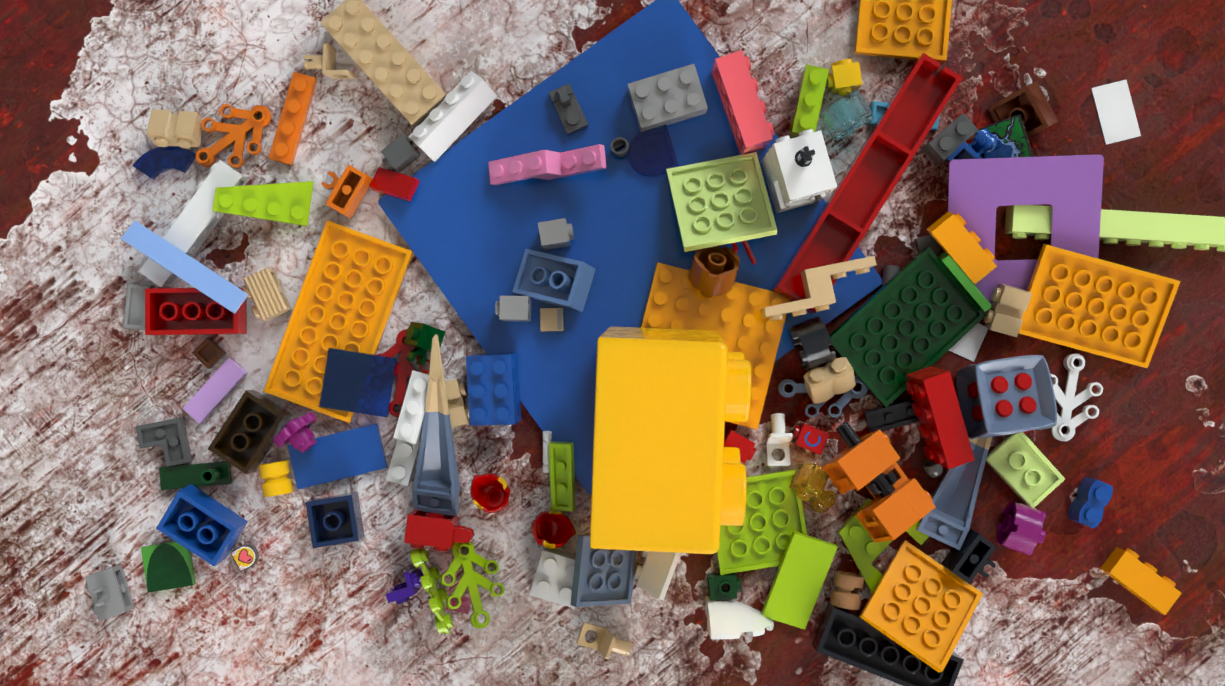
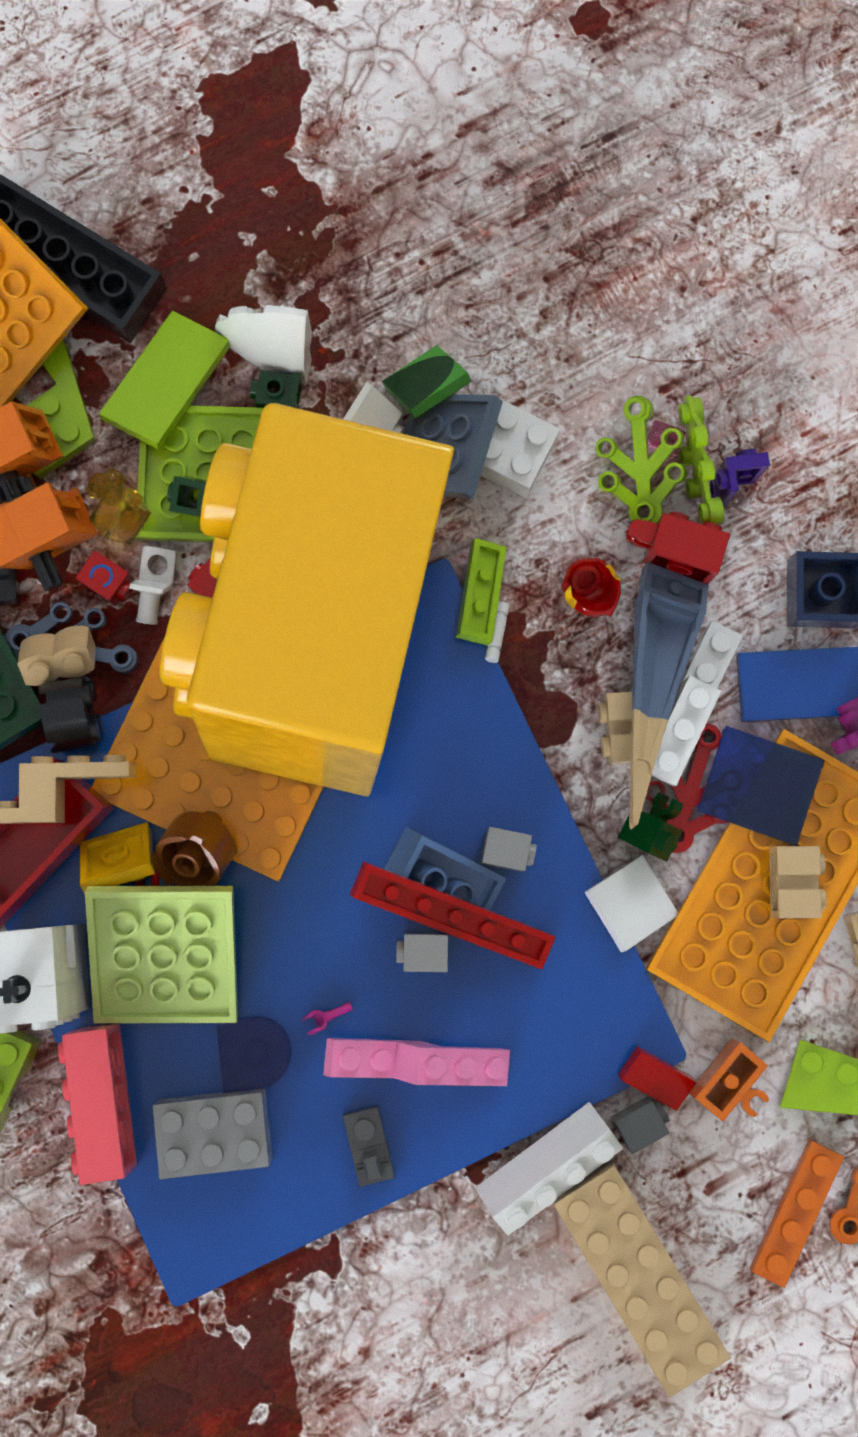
camera: 175 degrees left, 5 degrees down
(325, 323) = (796, 882): none -> tan brick
(327, 63) = (729, 1290): tan bracket -> none
(429, 291) = (631, 903): none -> white tile
(493, 388) = (559, 737): blue brick -> none
(541, 260) = (451, 915): none -> red plate
(551, 319) = (454, 825): tan tile -> none
(552, 529) = (509, 517): red hair -> none
(604, 642) = (465, 347): tan bracket -> none
(612, 182) = (324, 1017): none -> dark pink hand
(617, 144) = (301, 1076): dark grey hinge -> none
(624, 611) = (426, 381): none -> tile
(763, 257) = (117, 857): none -> yellow plate
(768, 497) = (182, 495): none -> dark green brick
(847, 590) = (99, 350): medium nougat wheel -> none

